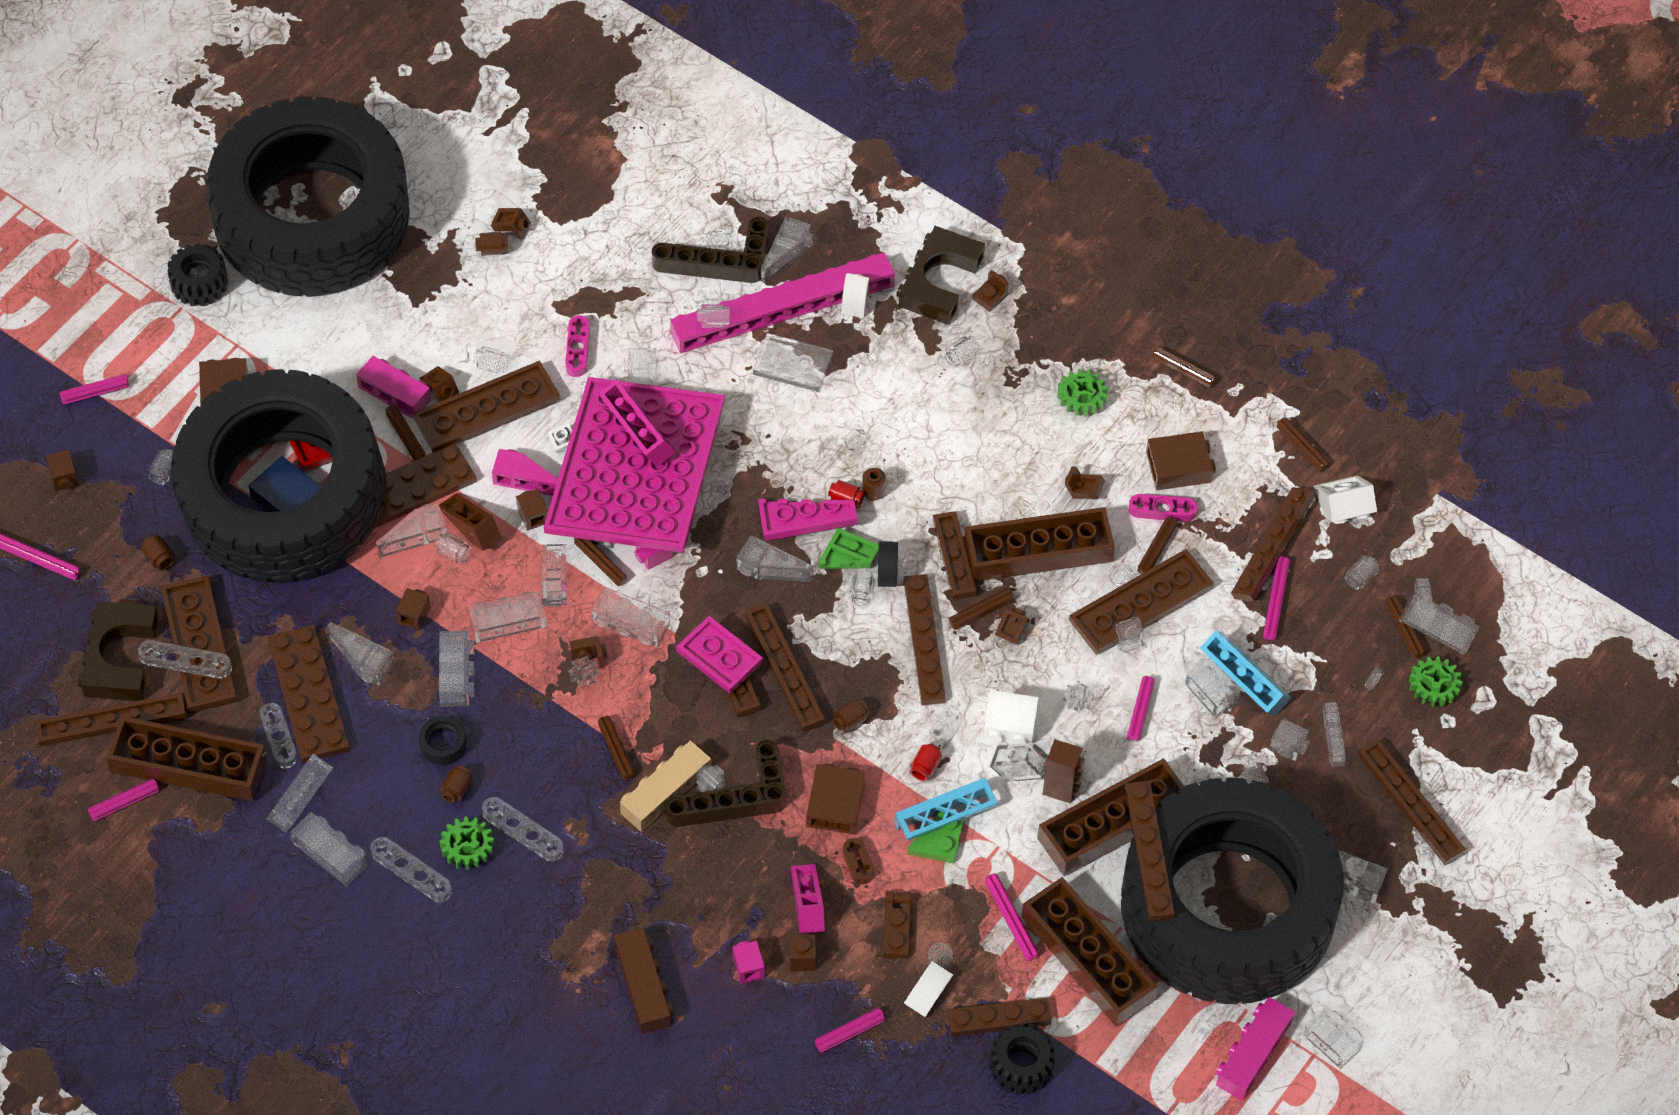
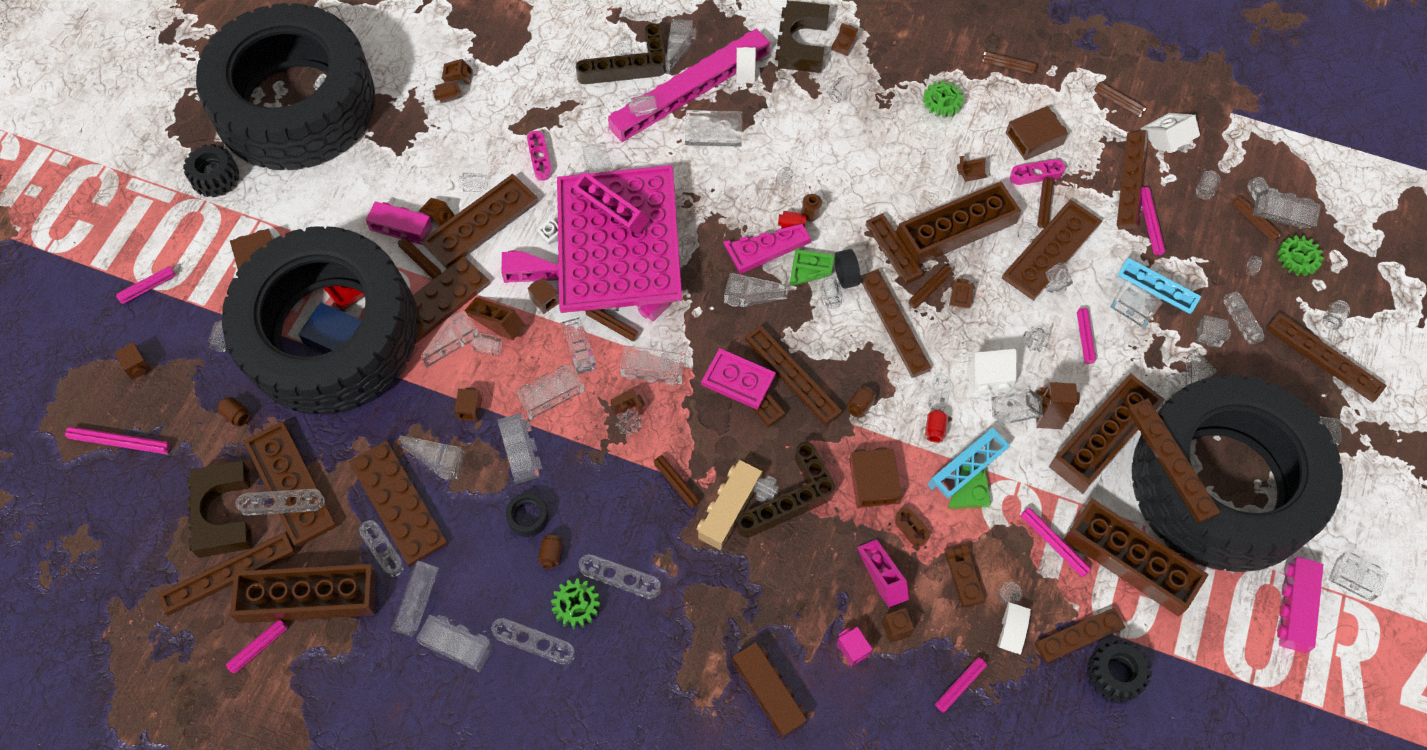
camera: 15 degrees left, 5 degrees up
(1445, 759) = (1336, 315): none -> clear brick

